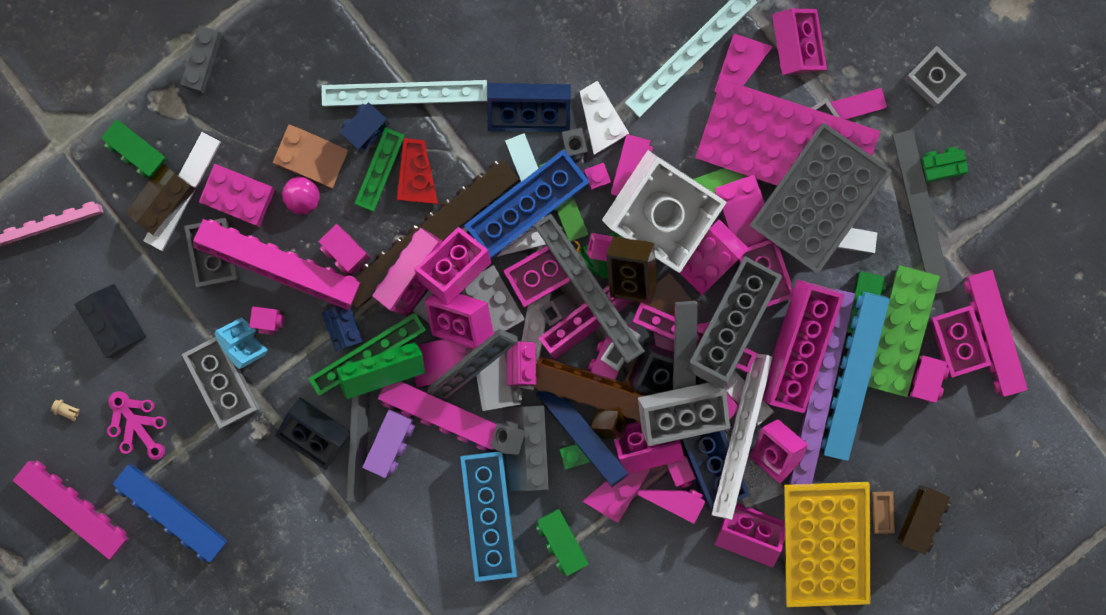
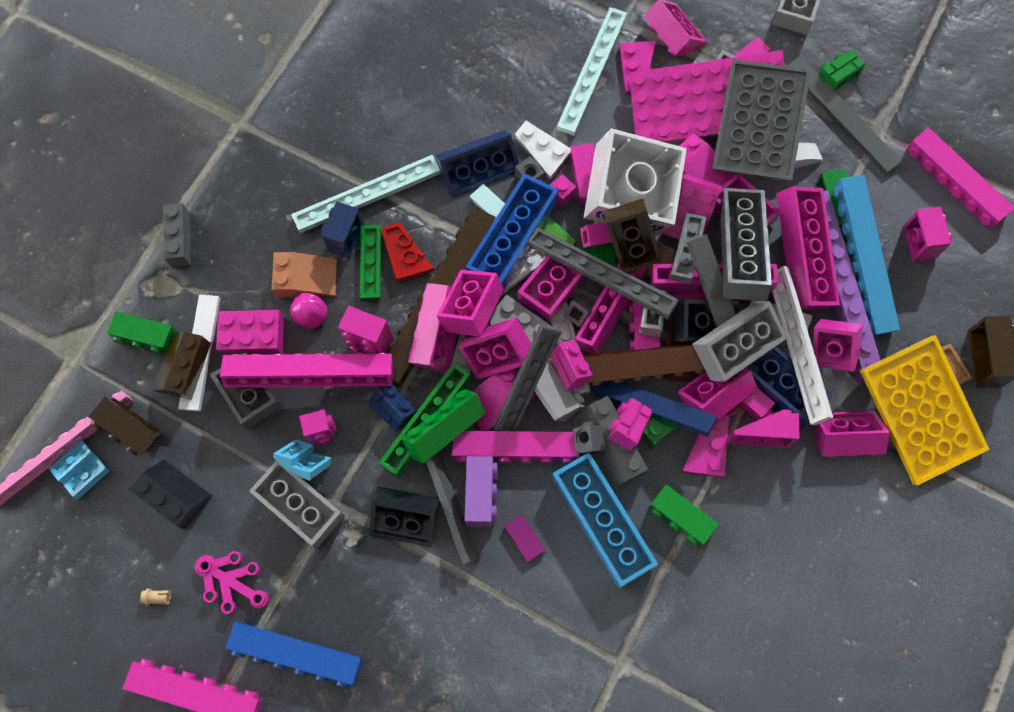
camera: 25 degrees left, 15 degrees down
(33, 260) = (79, 469): none -> medium azure slope
(90, 243) = (124, 425): none -> dark brown brick
(412, 499) = (524, 538): none -> magenta tile
(549, 443) = (630, 423): none -> dark pink brick
(609, 424) = (675, 385): dark brown brick -> none
(689, 291) = (683, 263): none -> dark grey plate
(903, 330) = (888, 204): bright green brick -> none
(960, 341) = (934, 187): dark pink brick -> none

